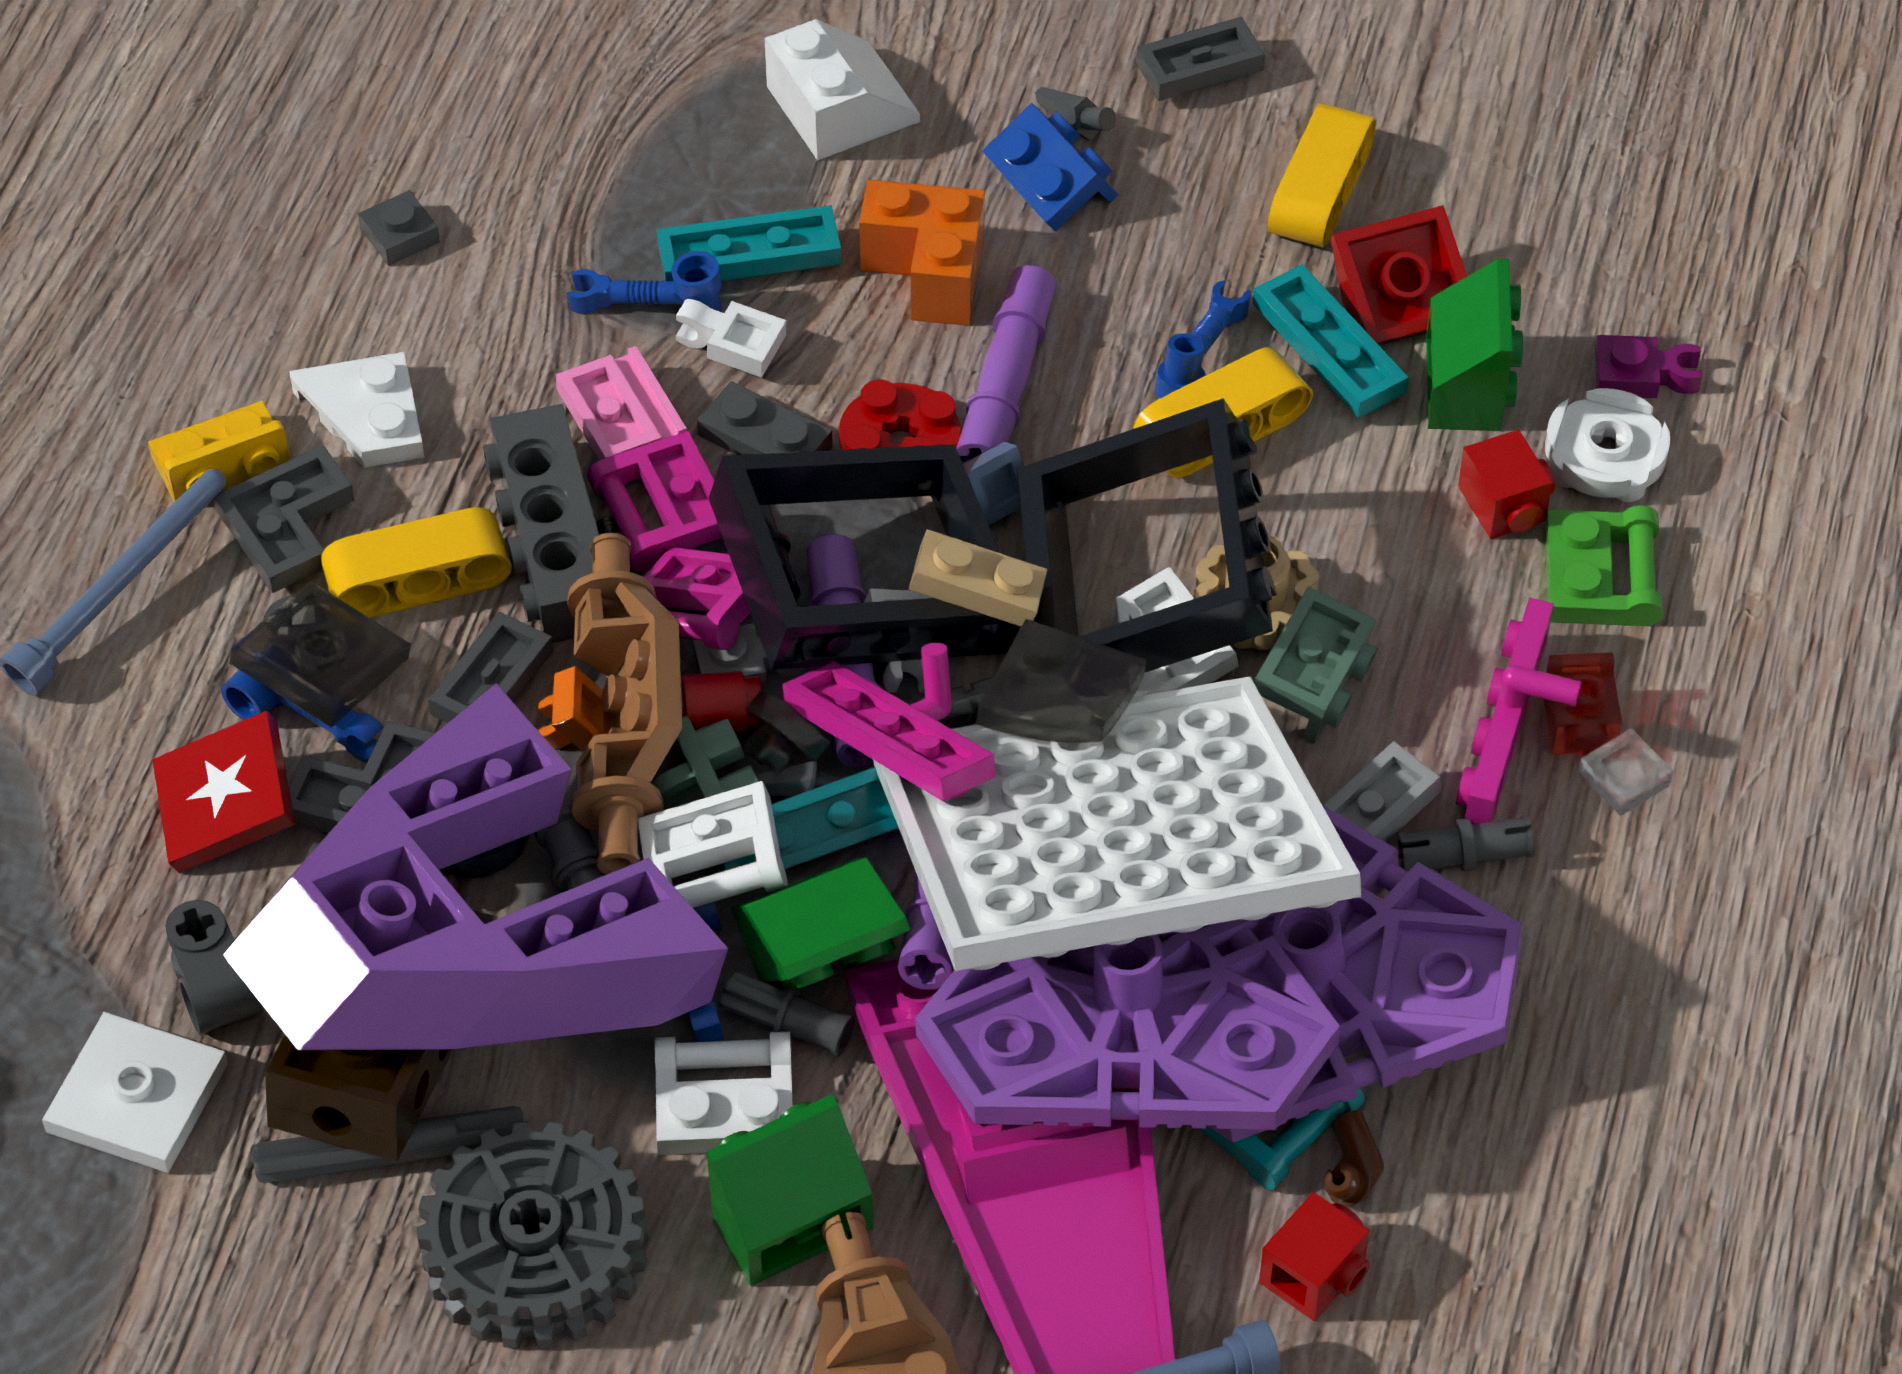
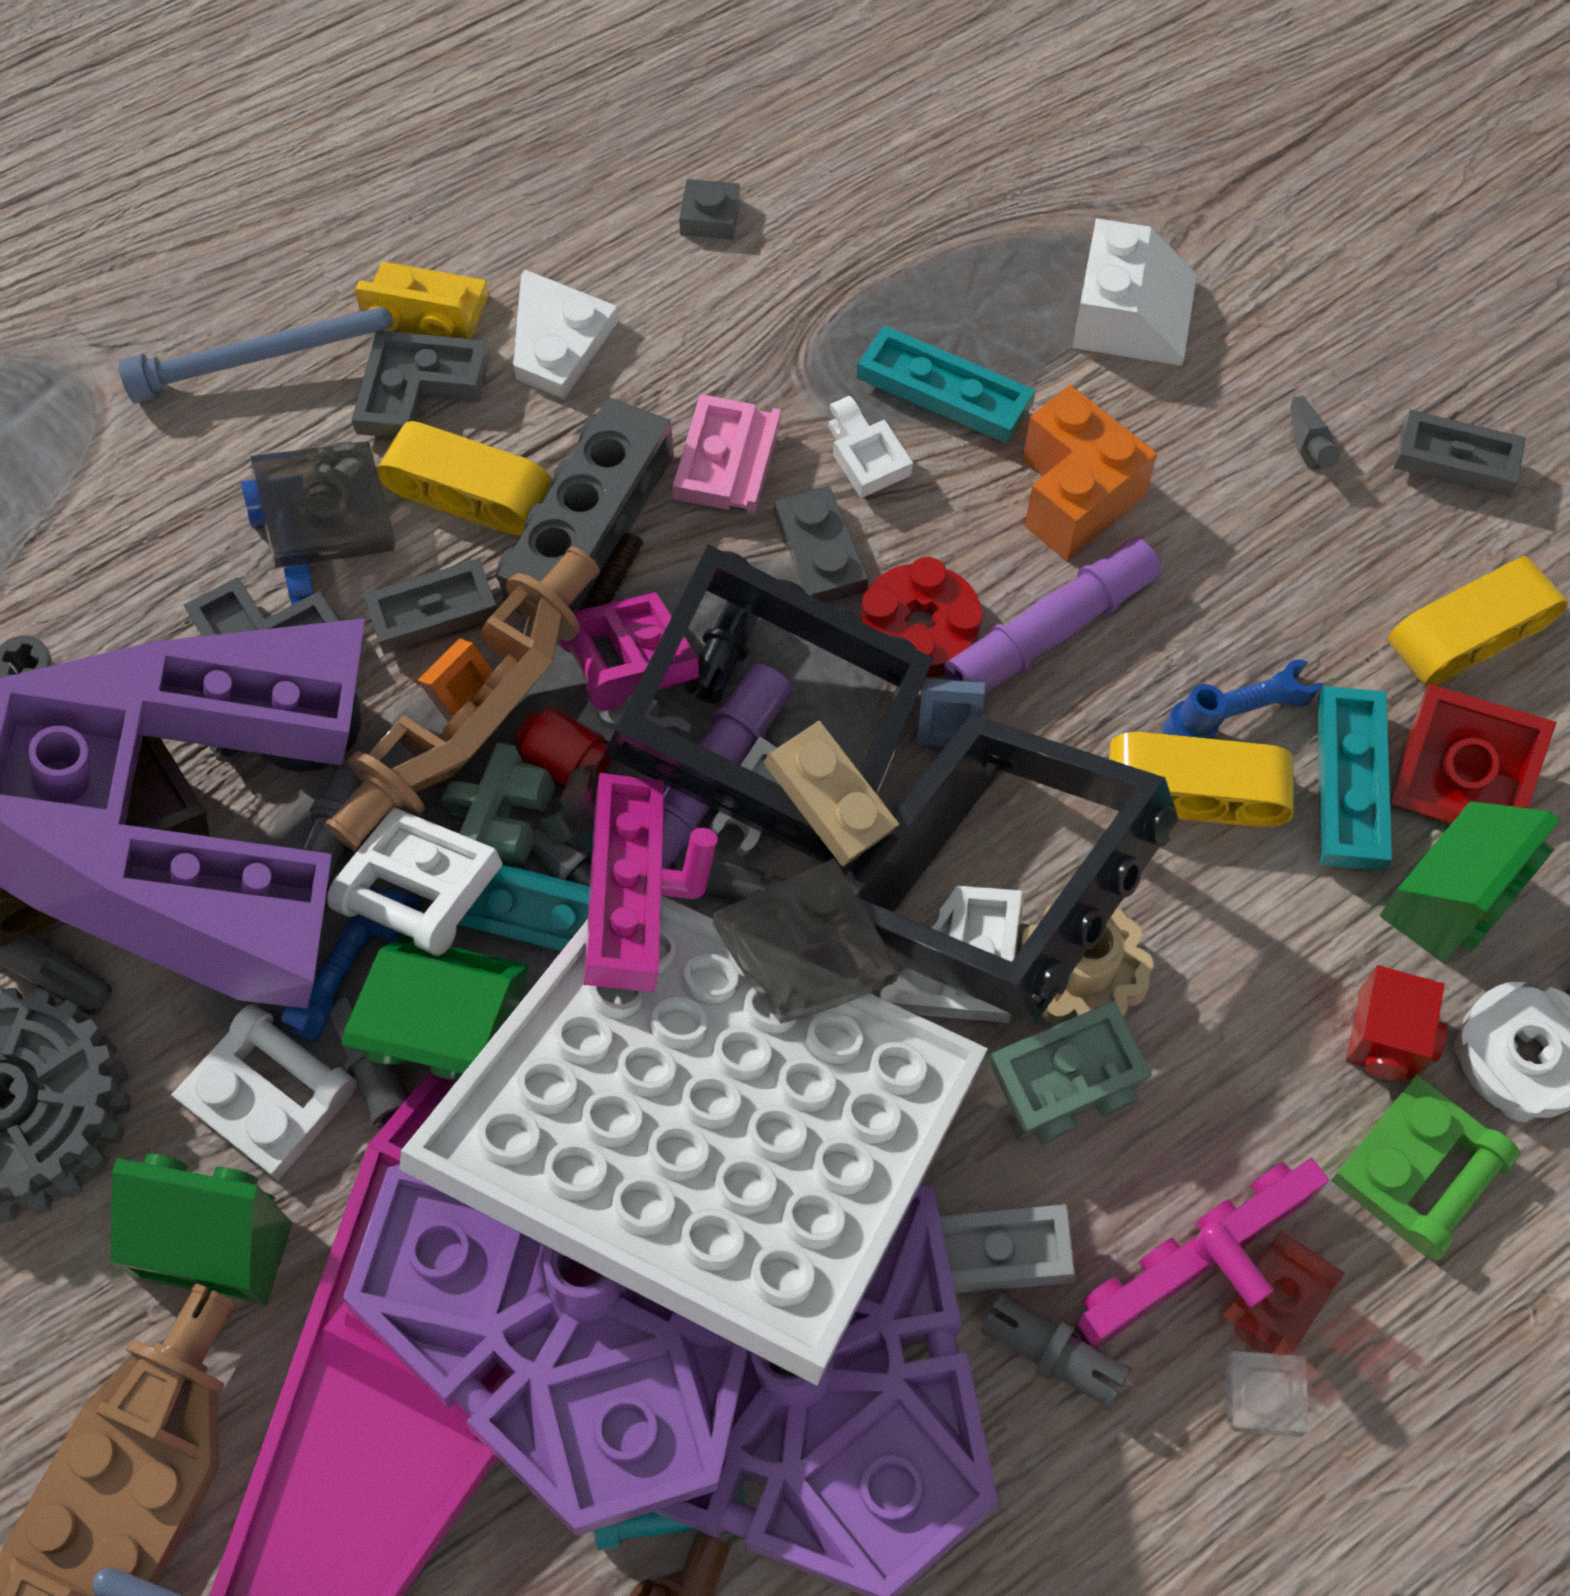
camera: 40 degrees right, 10 degrees up
(223, 792) = (162, 566): red tile -> none
(677, 487) = (709, 521): dark pink plate -> none
(693, 274) = (867, 381): blue brick -> none
(1047, 167) = (1248, 467): blue bracket -> none

